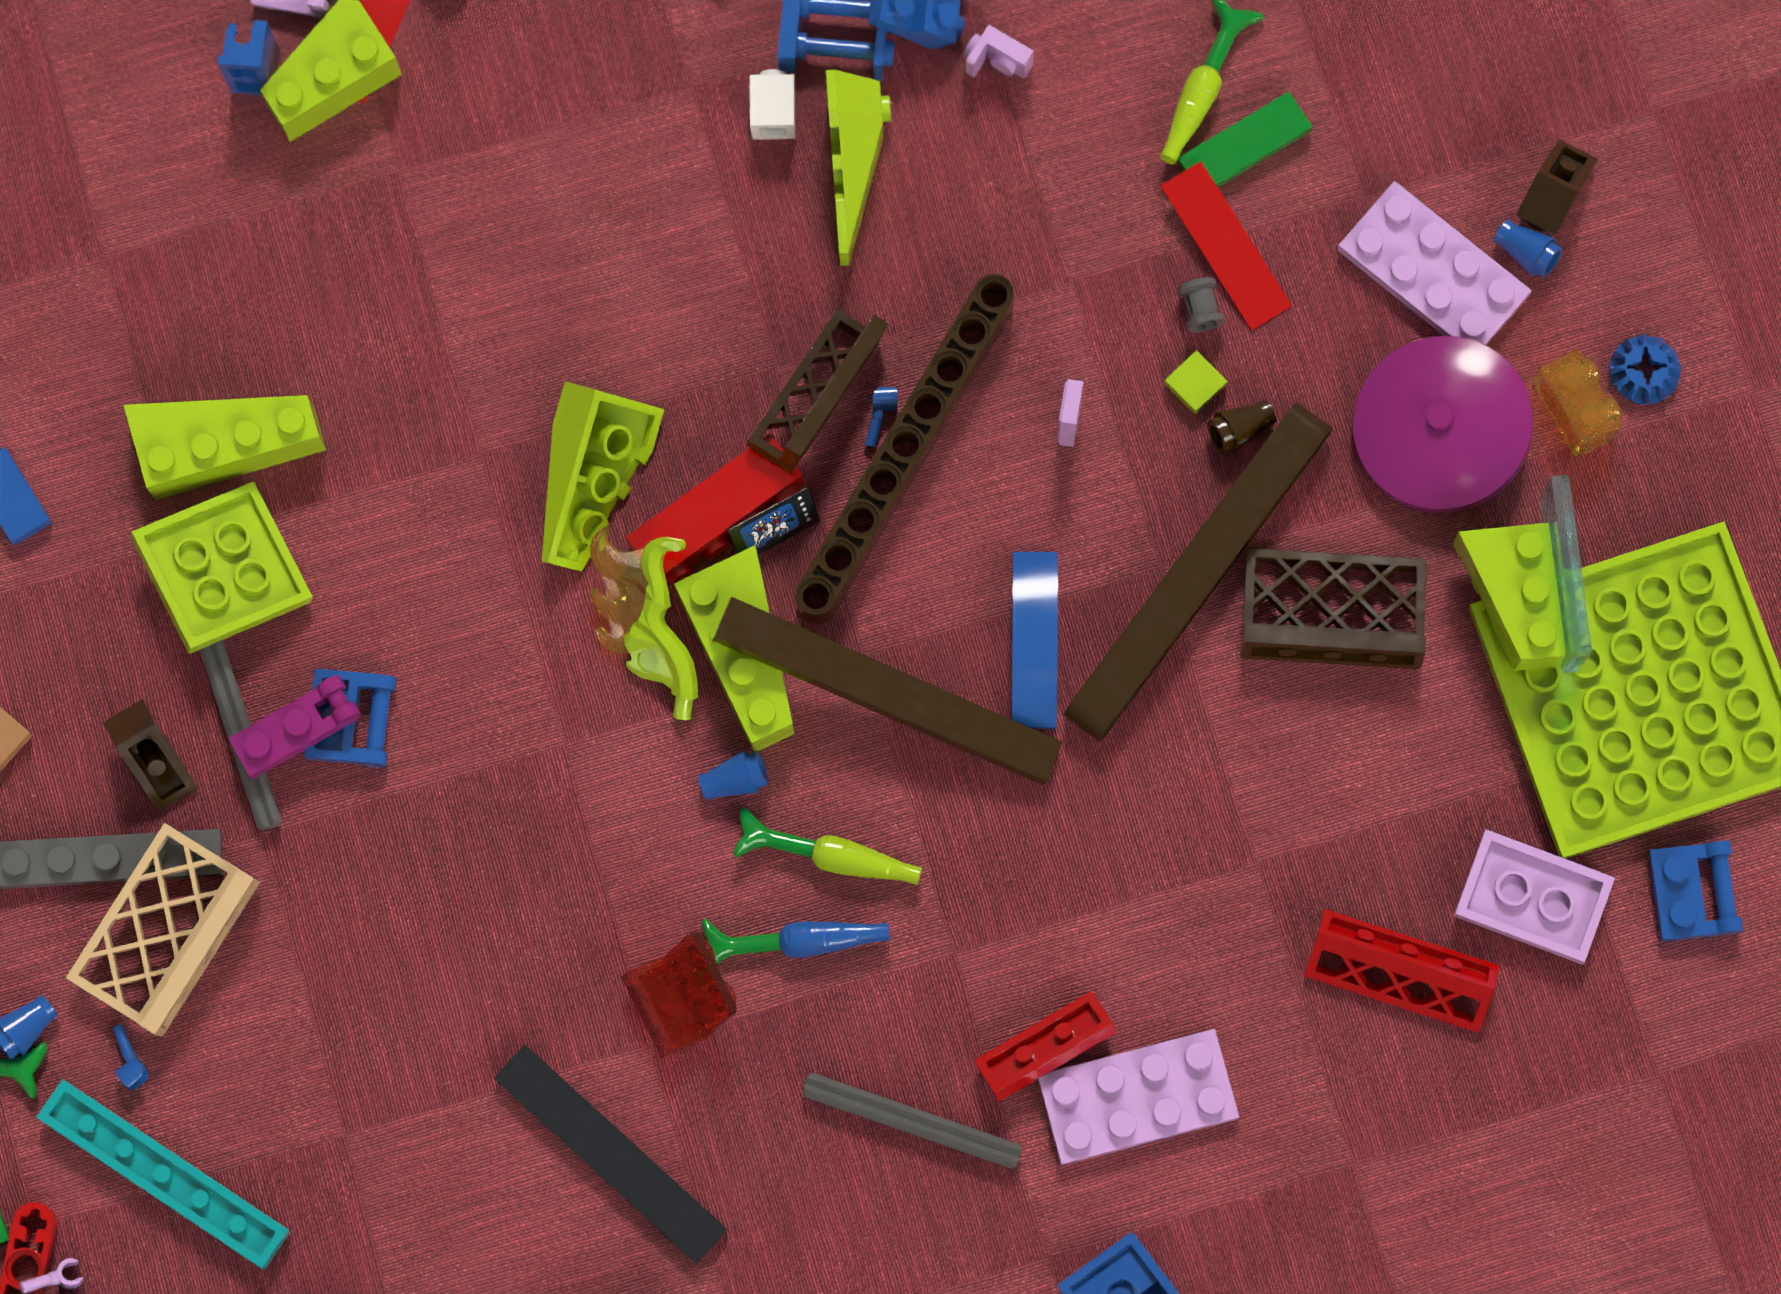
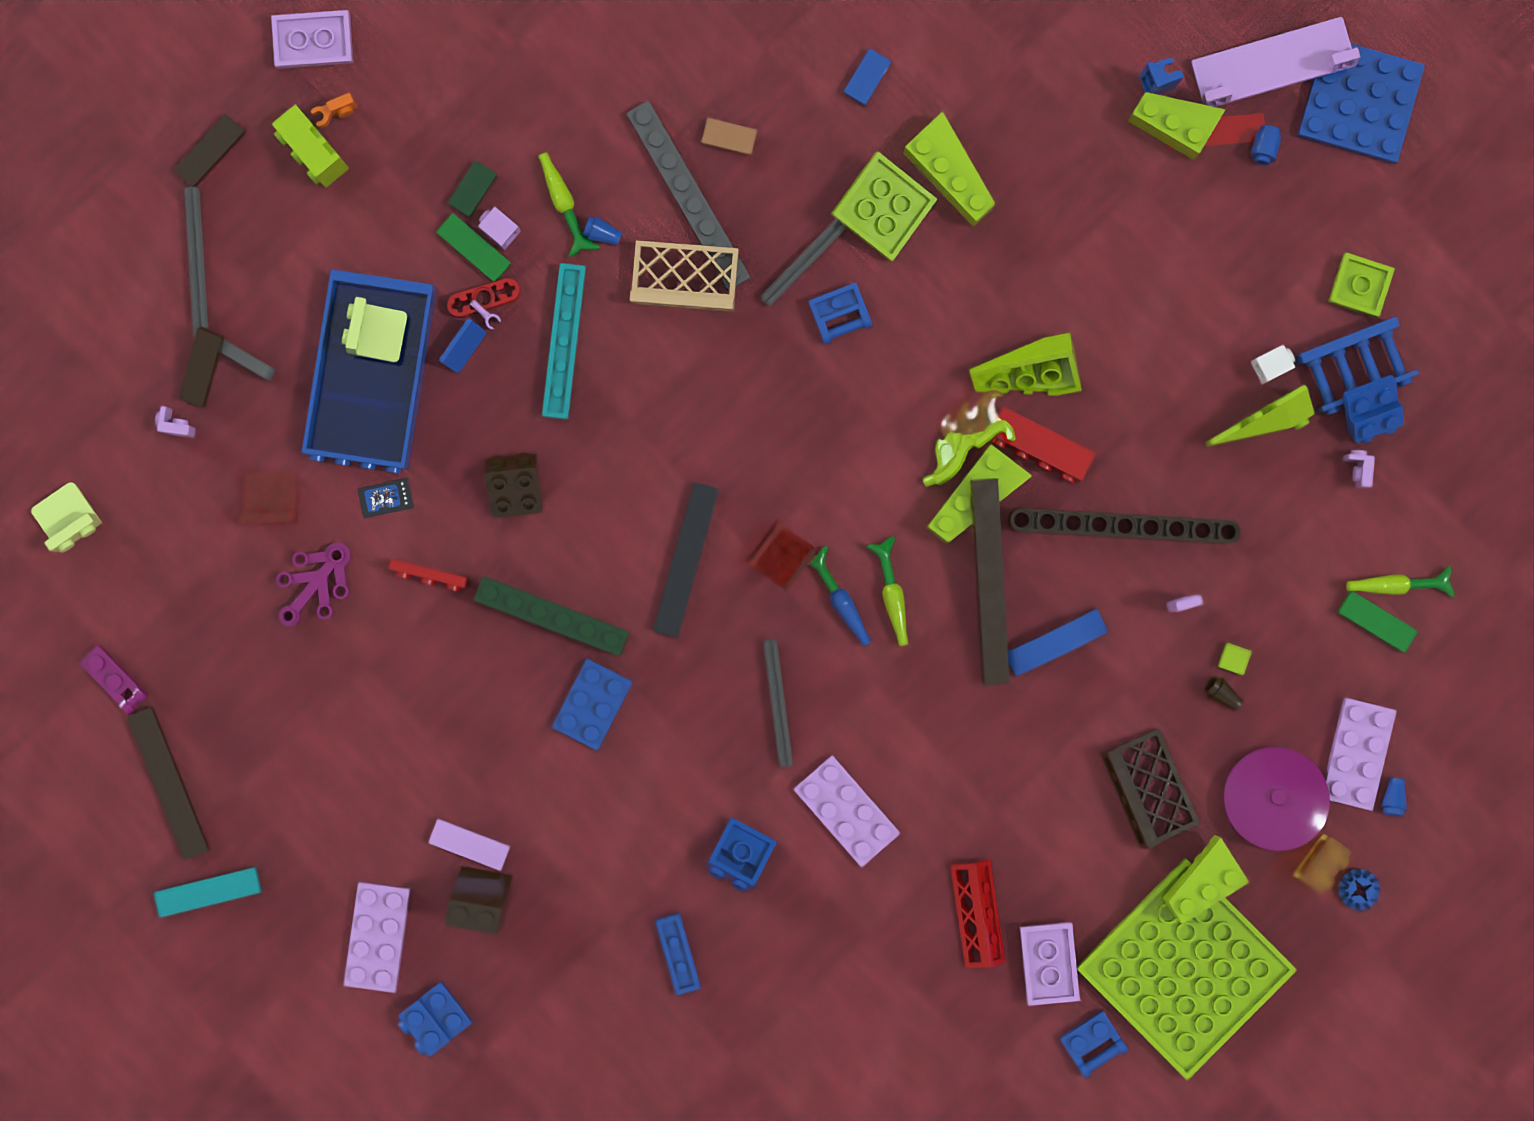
camera: 55 degrees right, 10 degrees up
(133, 1072) = (607, 299): blue hand -> none
(150, 755) = (770, 221): dark brown slope -> none
(294, 728) = (819, 288): magenta plate -> none
(736, 776) = (908, 526): blue cone -> none
(776, 523) = (1049, 479): black sticker -> none
(831, 391) = (1128, 474): dark brown fence -> none
(883, 400) = (1144, 503): blue hand -> none
(1045, 1046) = (848, 752): red plate -> none
(1198, 572) = (1134, 710): dark brown beam -> none
(1201, 304) = (1277, 641): dark grey bush -> none
(1226, 245) = (1316, 638): red sticker -> none
(1556, 187) = (1435, 797): dark brown slope -> none
(1558, 511) = (1258, 884): clear light blue tile -> none

